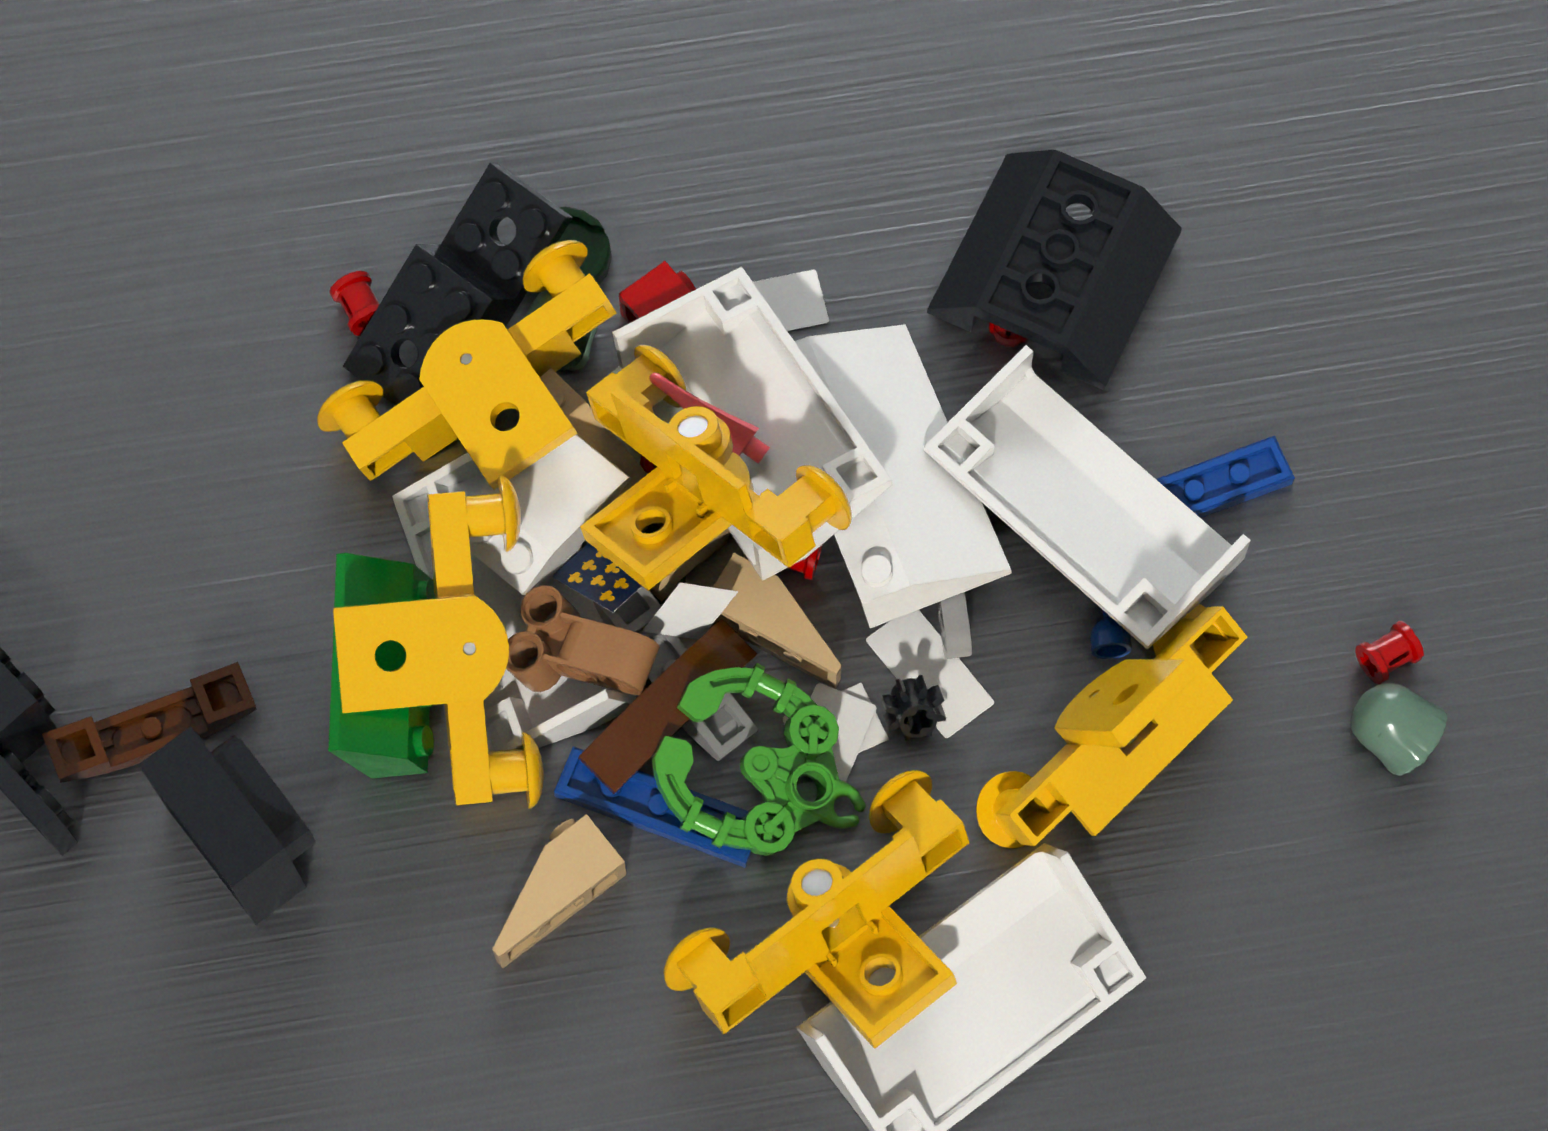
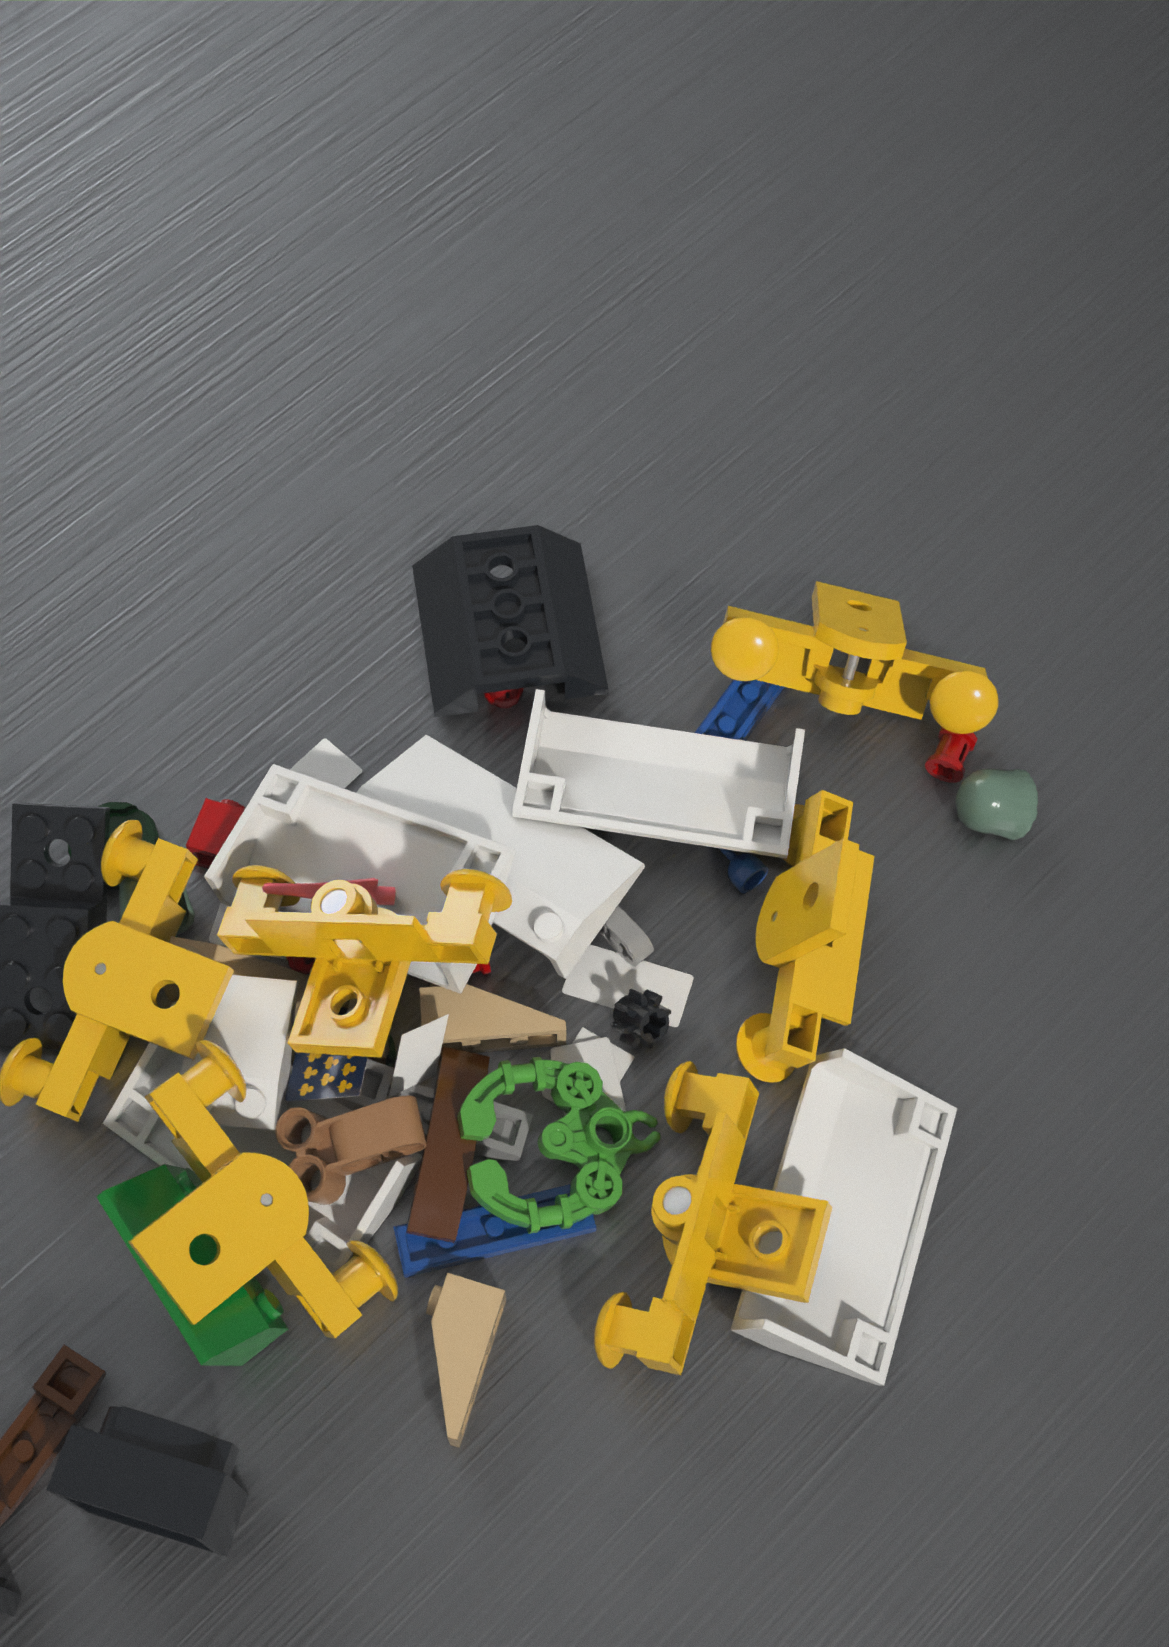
camera: 35 degrees left, 5 degrees down
(1380, 475) = (863, 626): none -> yellow piece

